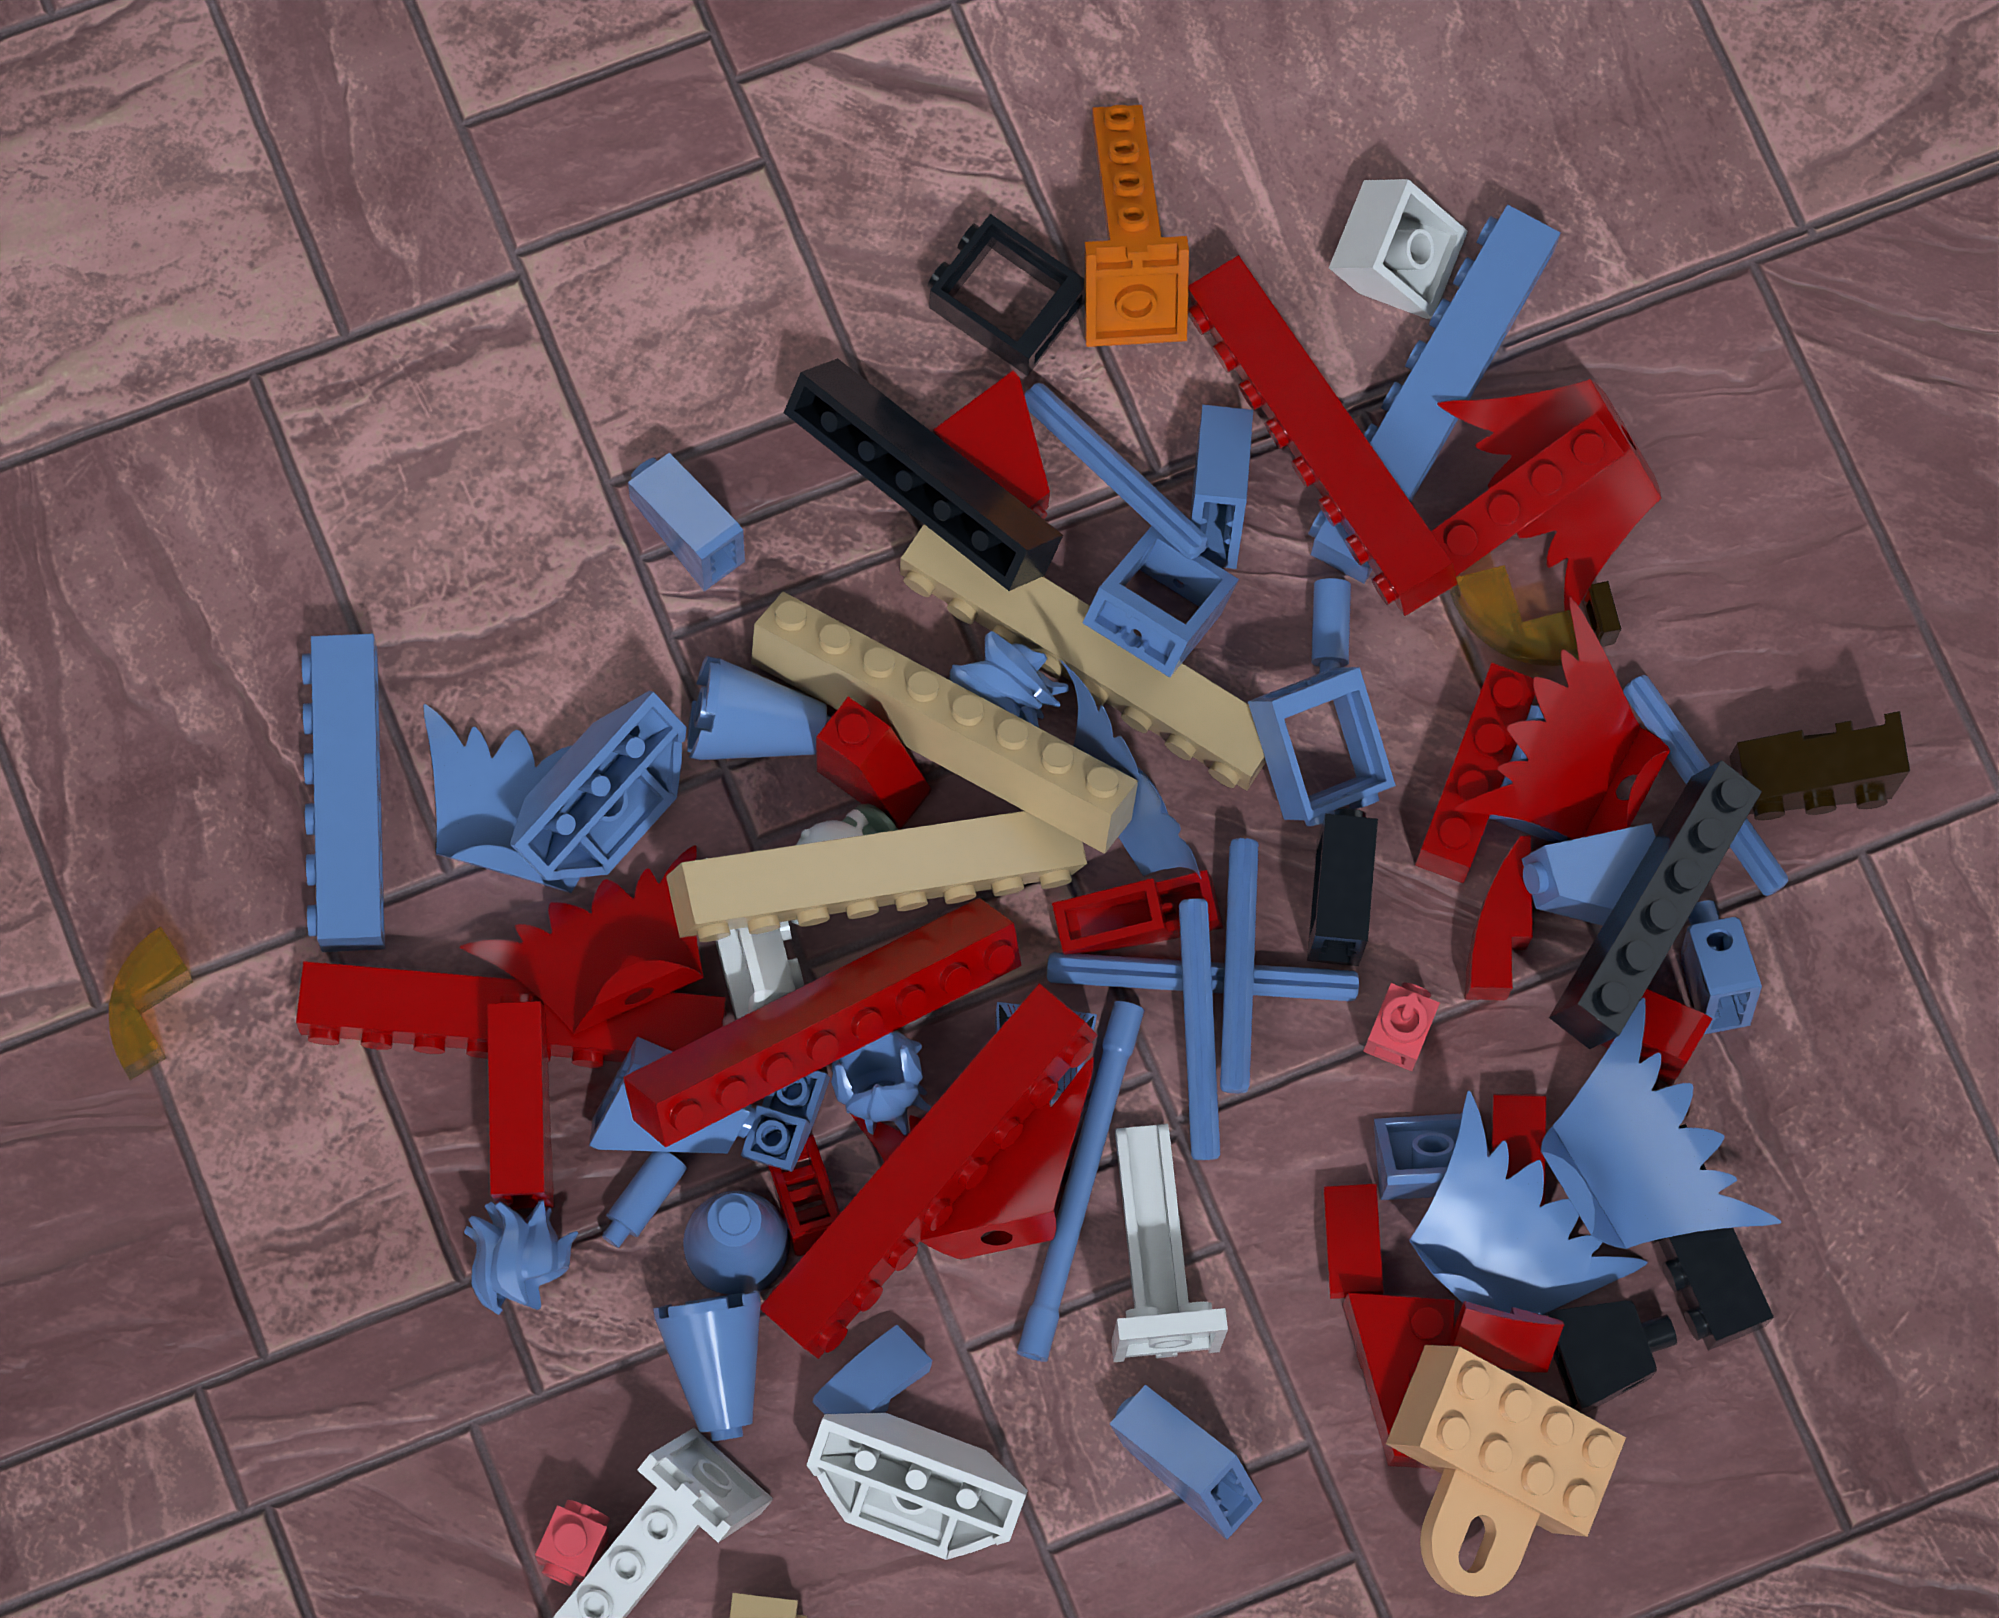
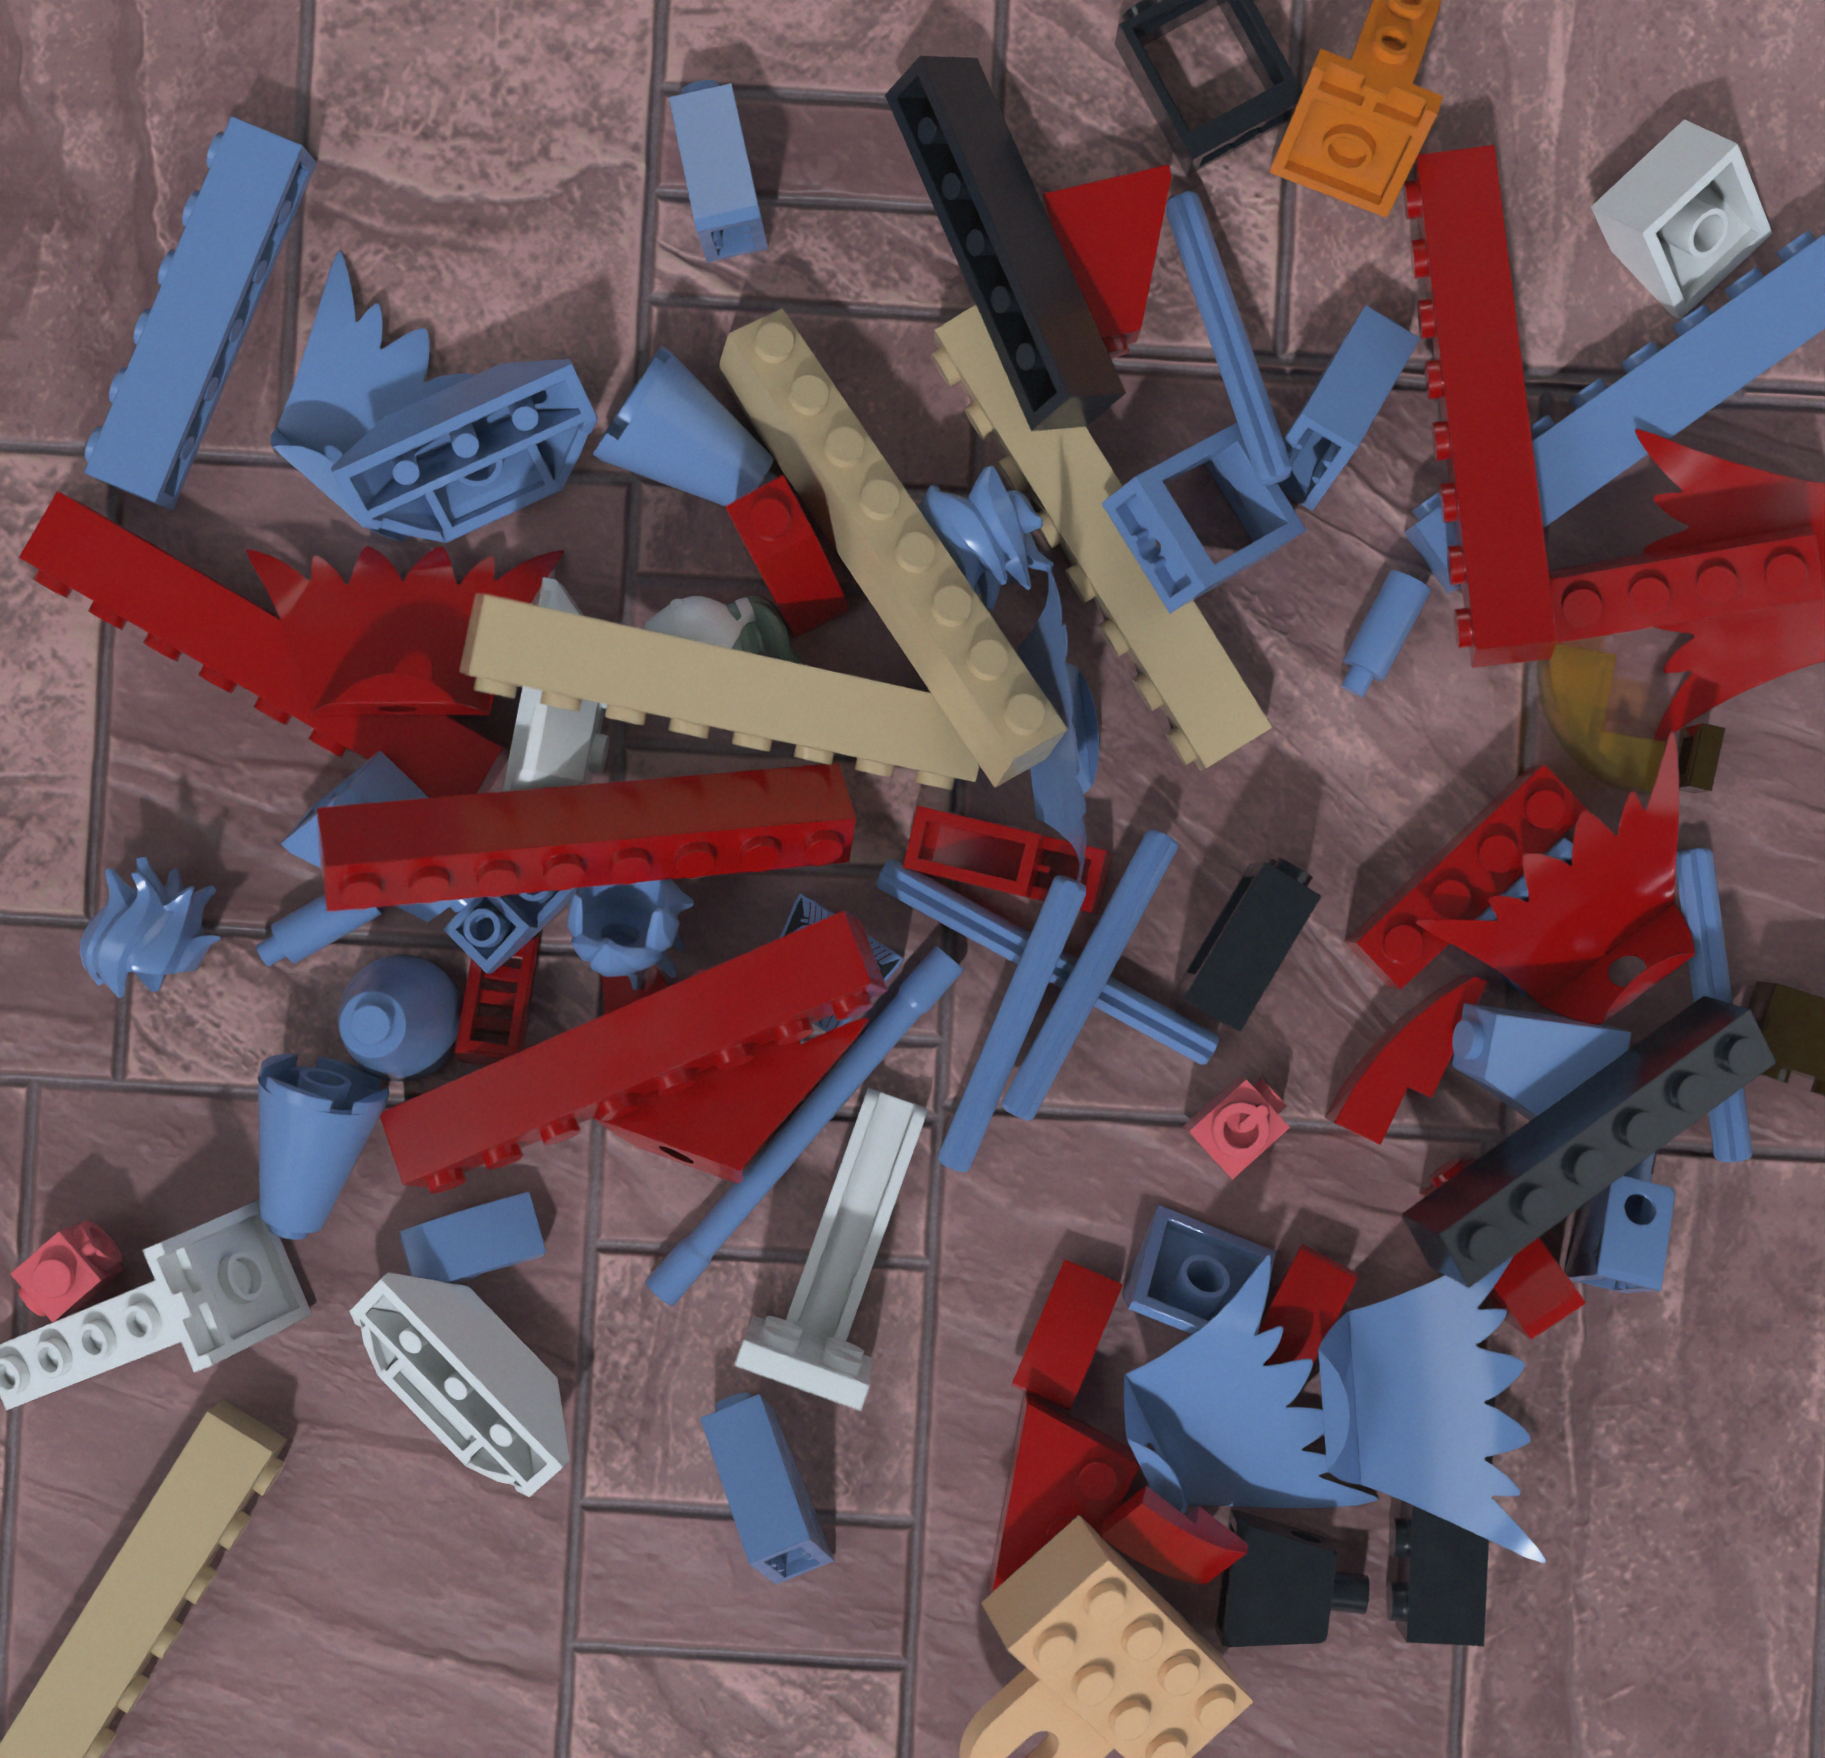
camera: 30 degrees right, 15 degrees up
(519, 1103) = (213, 770): red slope -> none
(1360, 732) = (1306, 708): medium blue window -> none

